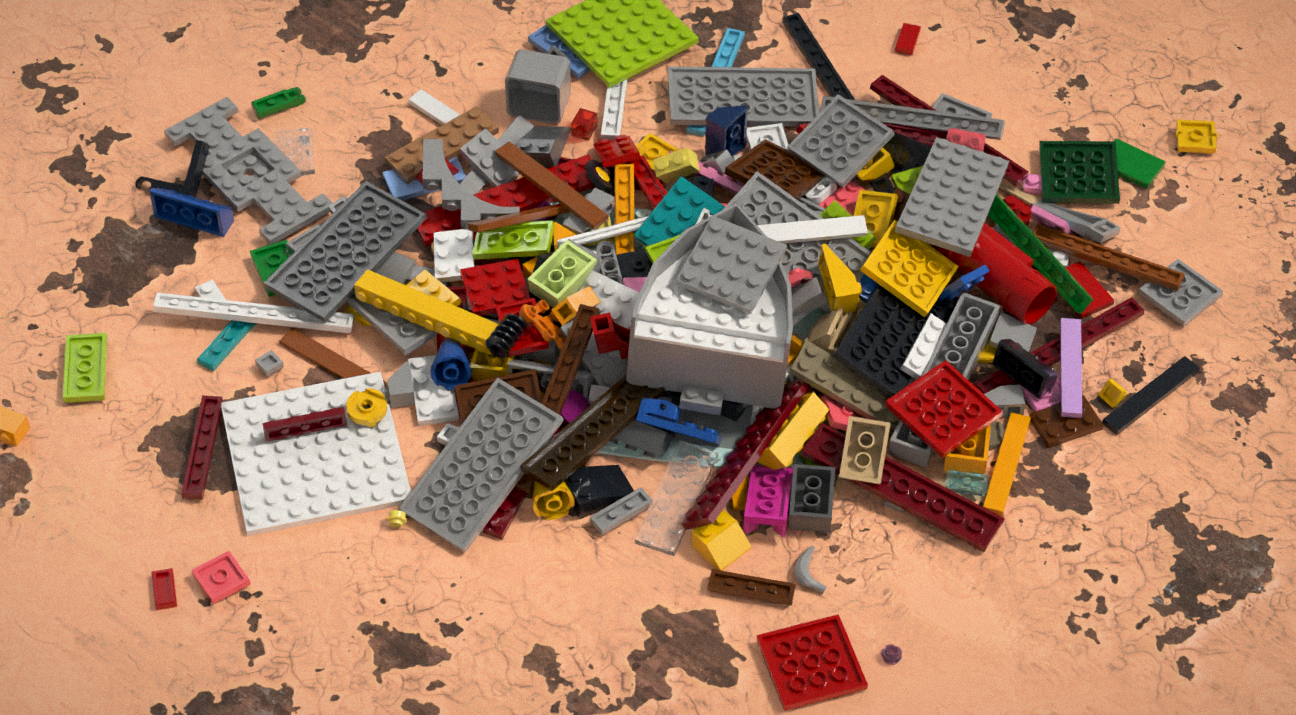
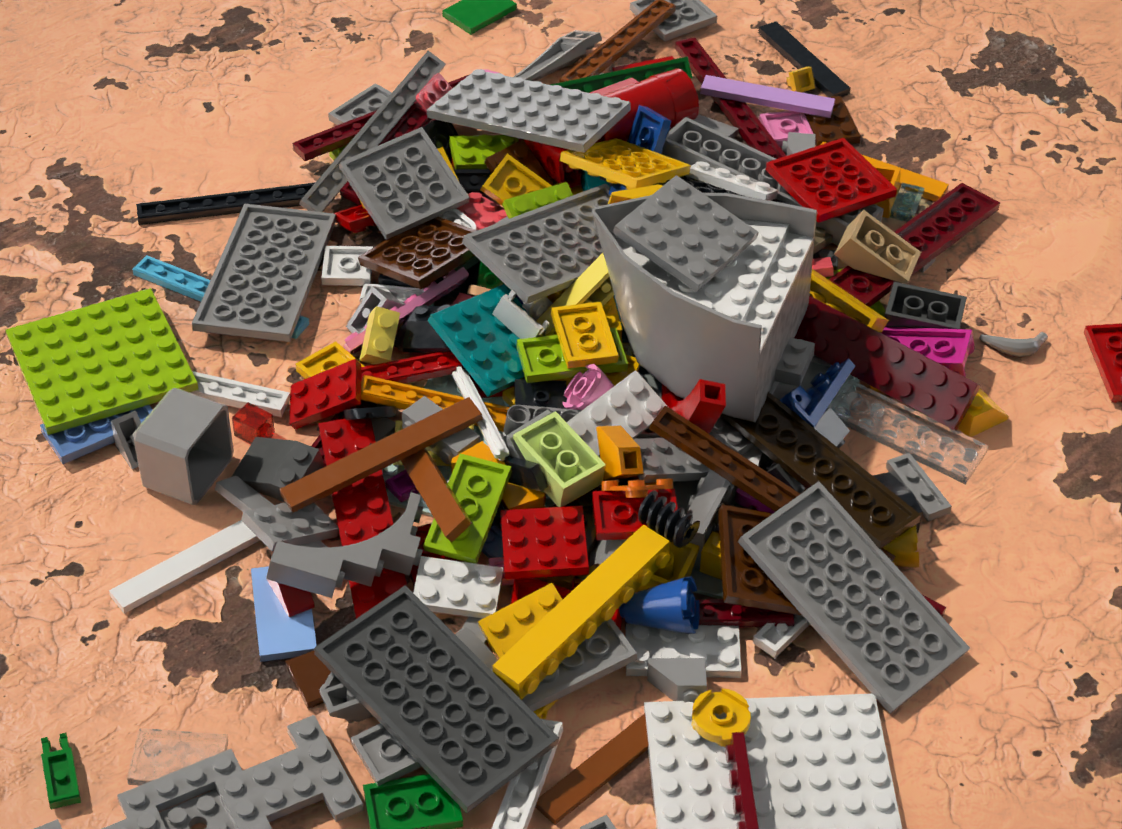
camera: 80 degrees left, 5 degrees down
(397, 518) = (908, 715): light yellow plate -> none
(456, 133) = (236, 579): medium nougat plate -> none
(726, 130) = (346, 281): dark blue slope -> none
(751, 587) = (1040, 392): reddish brown plate -> none
(816, 229) = (558, 240): white tile -> none
(908, 39) = (221, 127): red tile -> none
(1024, 368) = (772, 121): black slope -> none
(1049, 220) = (561, 66): bright pink tile -> none
(1079, 172) = (485, 41): dark green plate -> none

